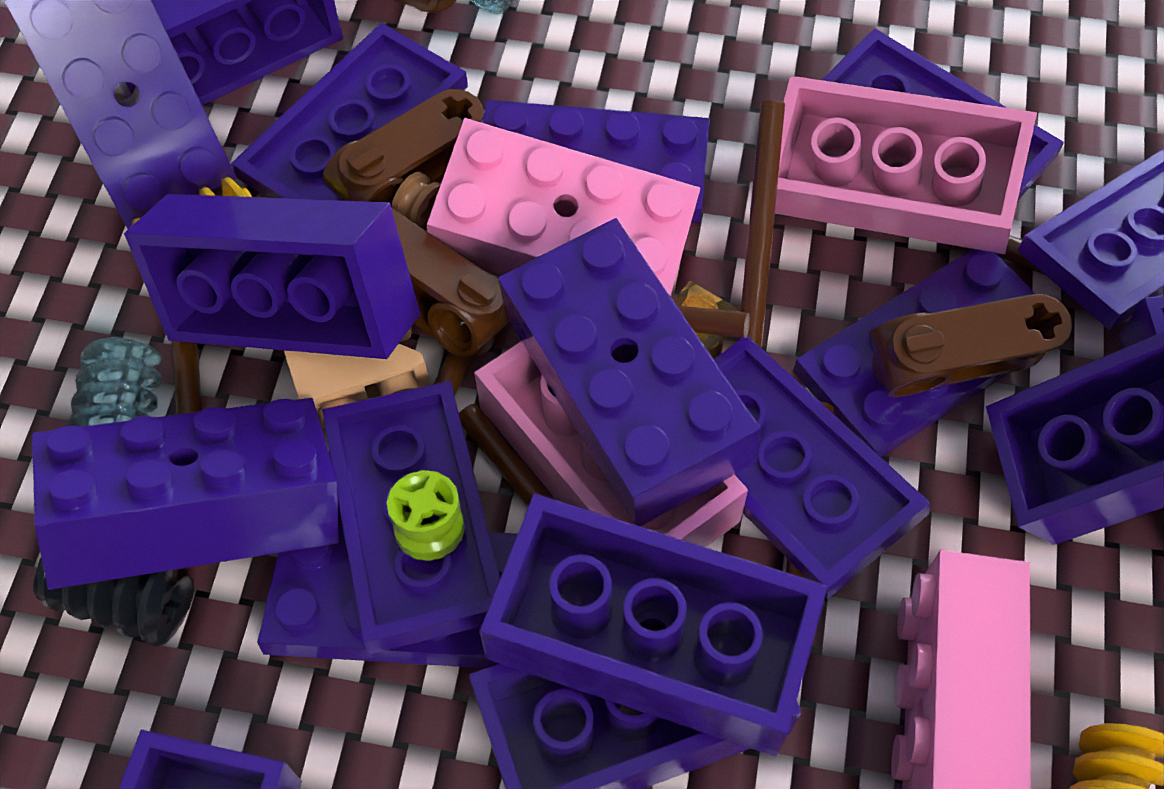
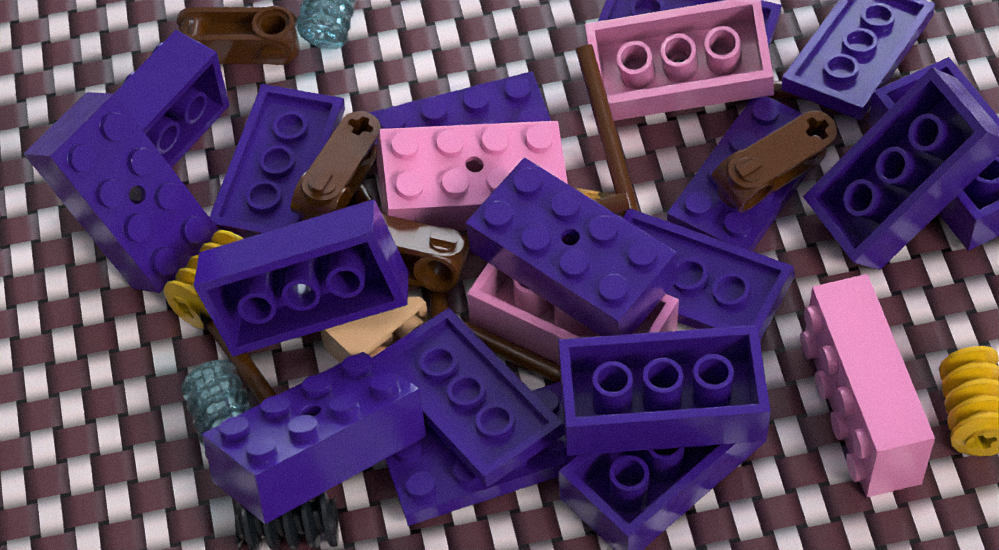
camera: 20 degrees left, 5 degrees down
(416, 198) = (361, 193): medium nougat bush -> none
(419, 498) = (475, 382): lime wheel -> none

